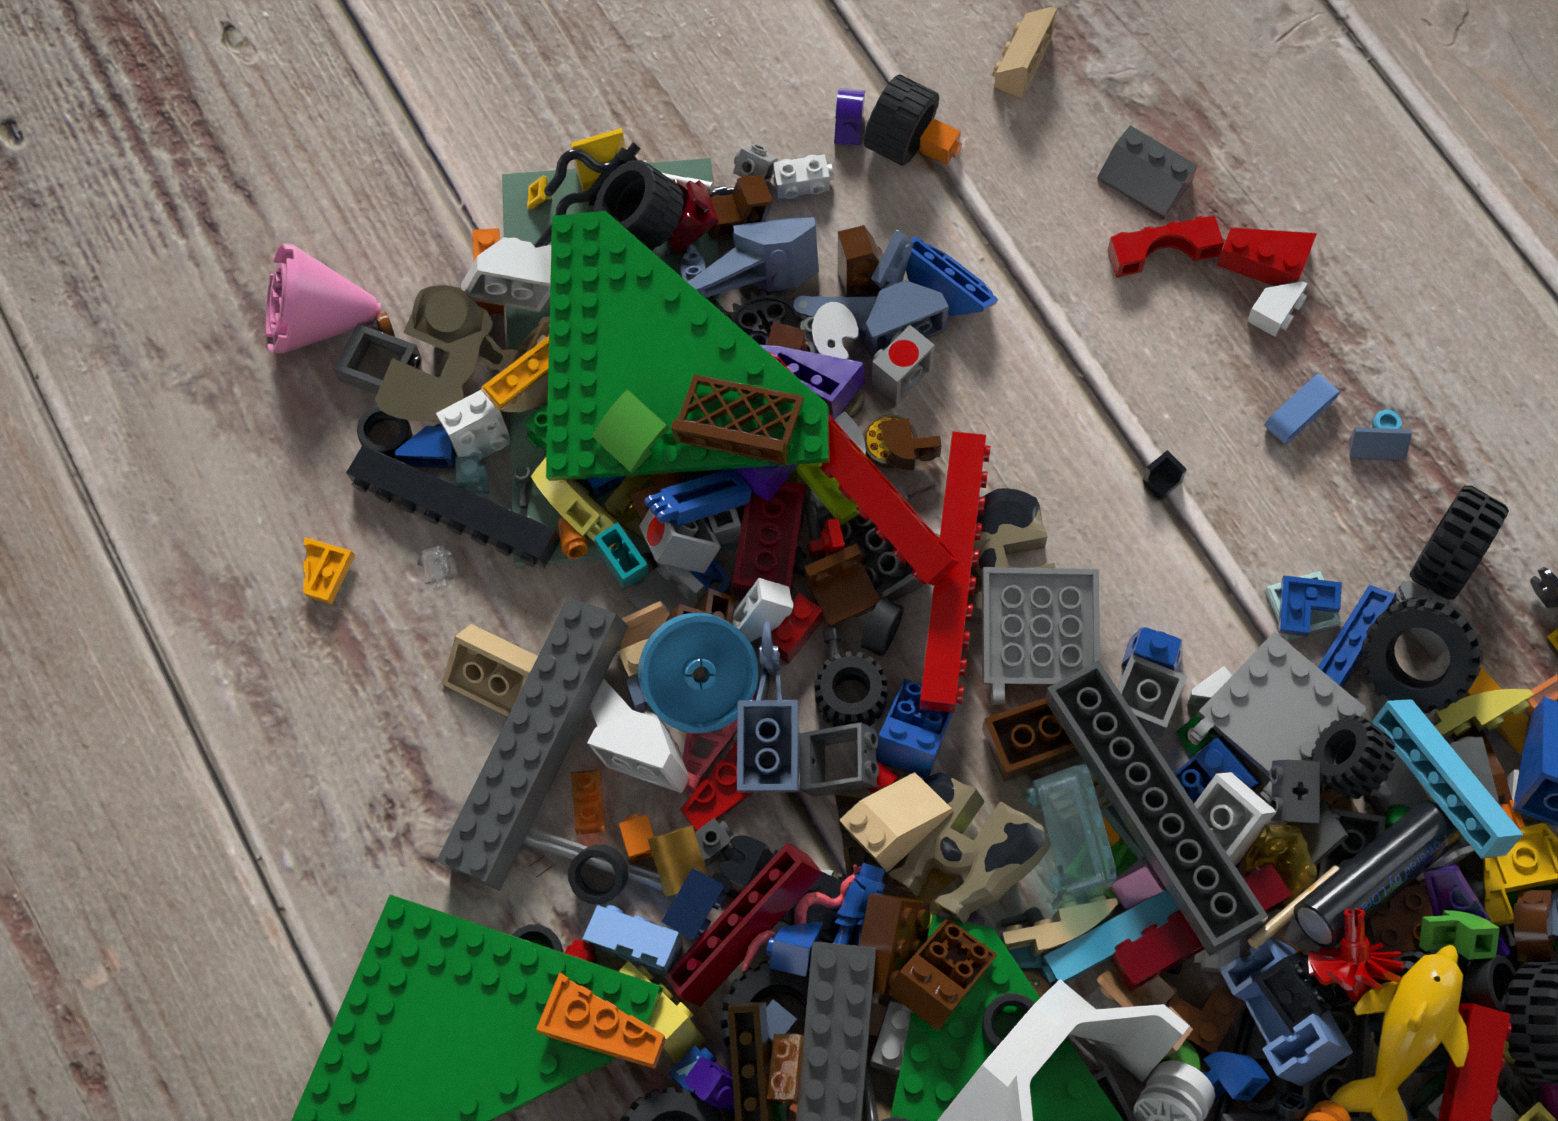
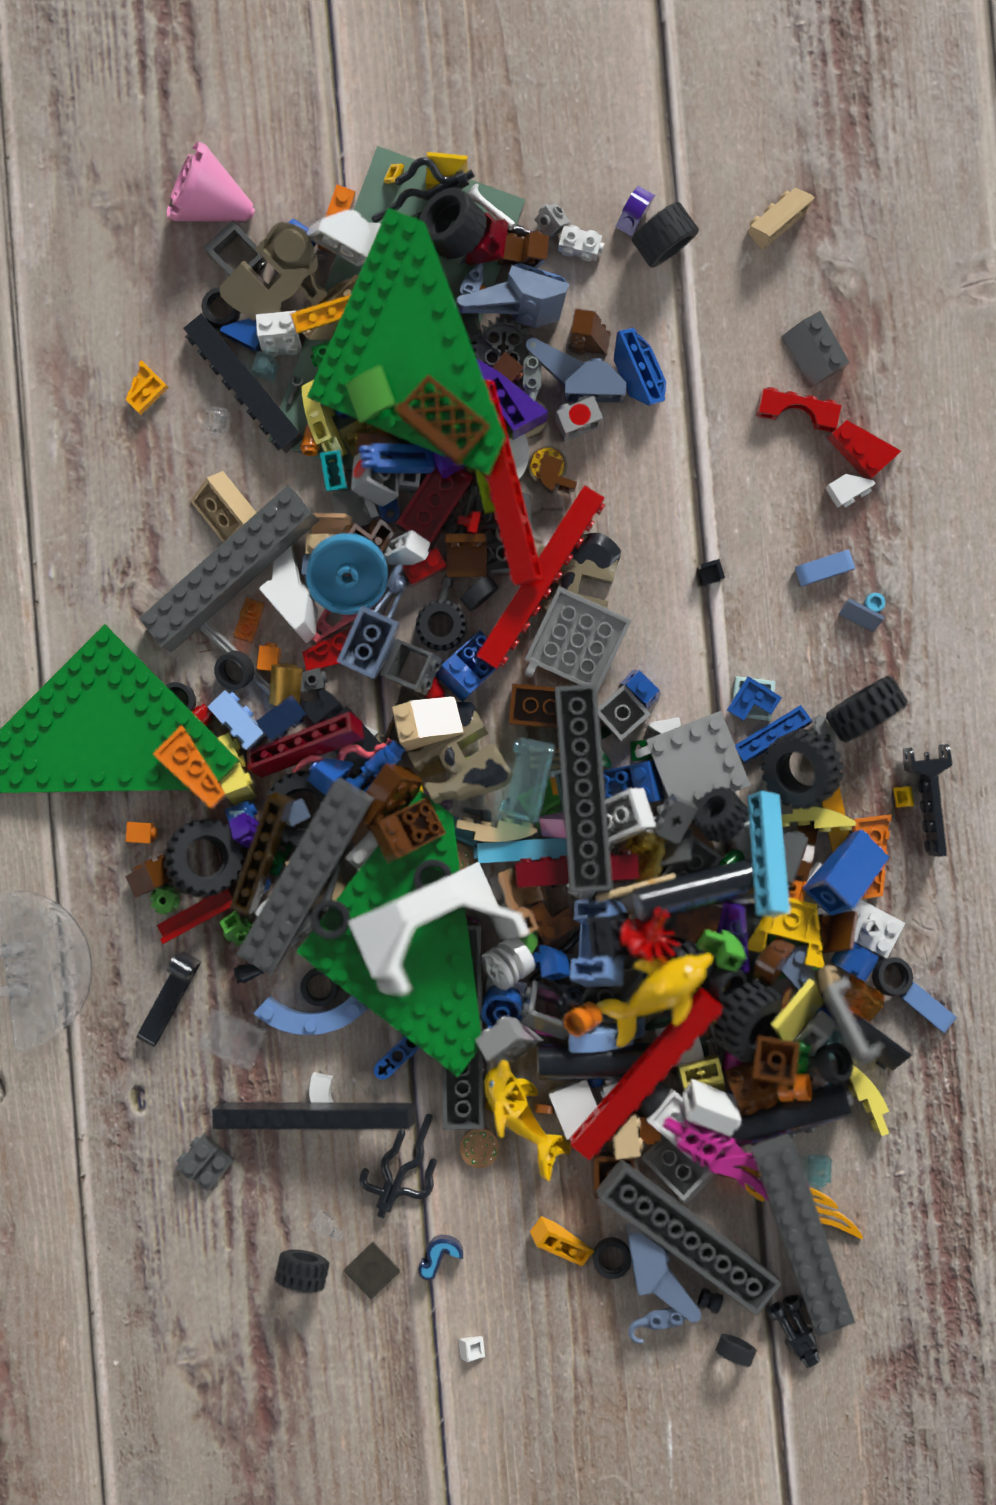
camera: 20 degrees right, 20 degrees up
(384, 324) = (251, 228): dark orange tile -> none
(785, 1068) = (288, 843): clear orange bracket -> none
(833, 323) = (547, 371): white piece -> none
(894, 261) = (606, 343): sand blue wing -> none
(940, 142) = (687, 260): orange brick -> none

